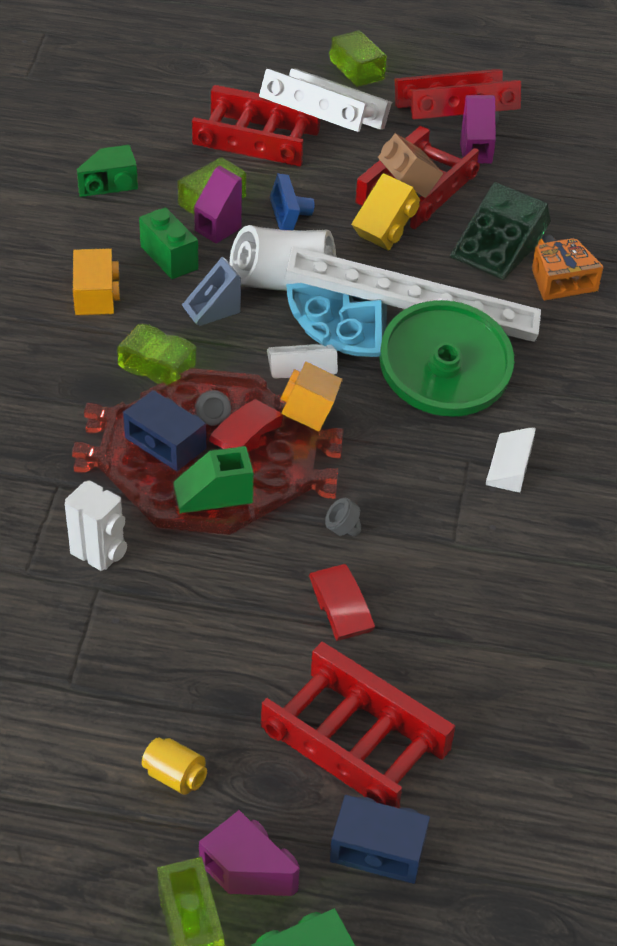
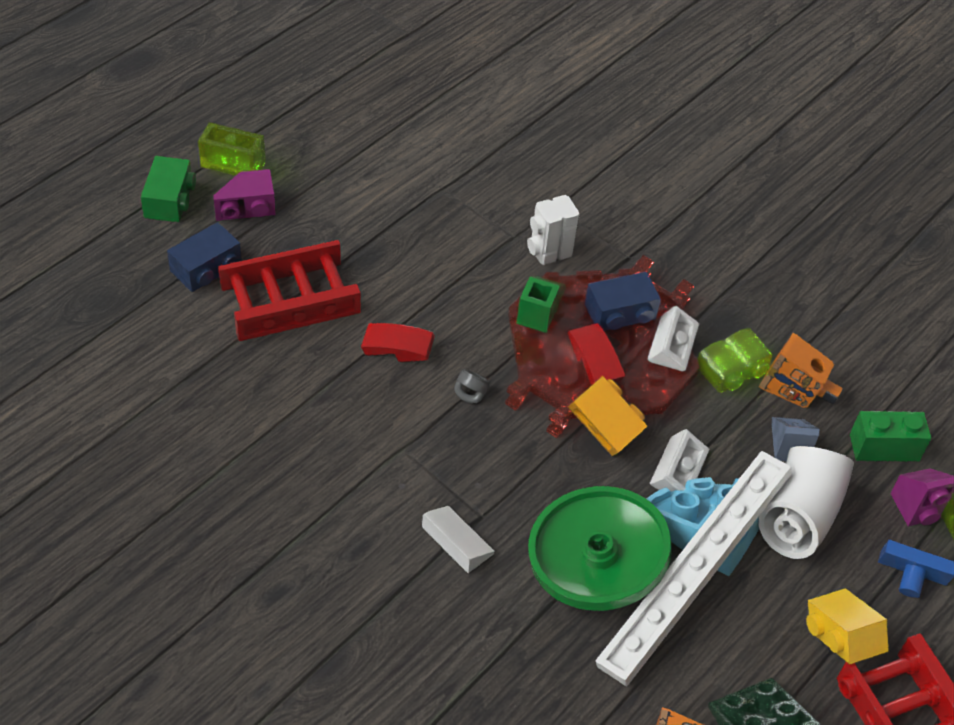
camera: 120 degrees right, 5 degrees up
(93, 281) = (861, 362): light orange brick -> none
(147, 298) = (800, 374): none -> orange torso
(174, 765) = (338, 197): yellow brick -> none
(180, 388) = (673, 339): none -> white slope
(213, 407) = (630, 341): dark grey tile -> none
(410, 164) = (903, 669): medium nougat brick -> none

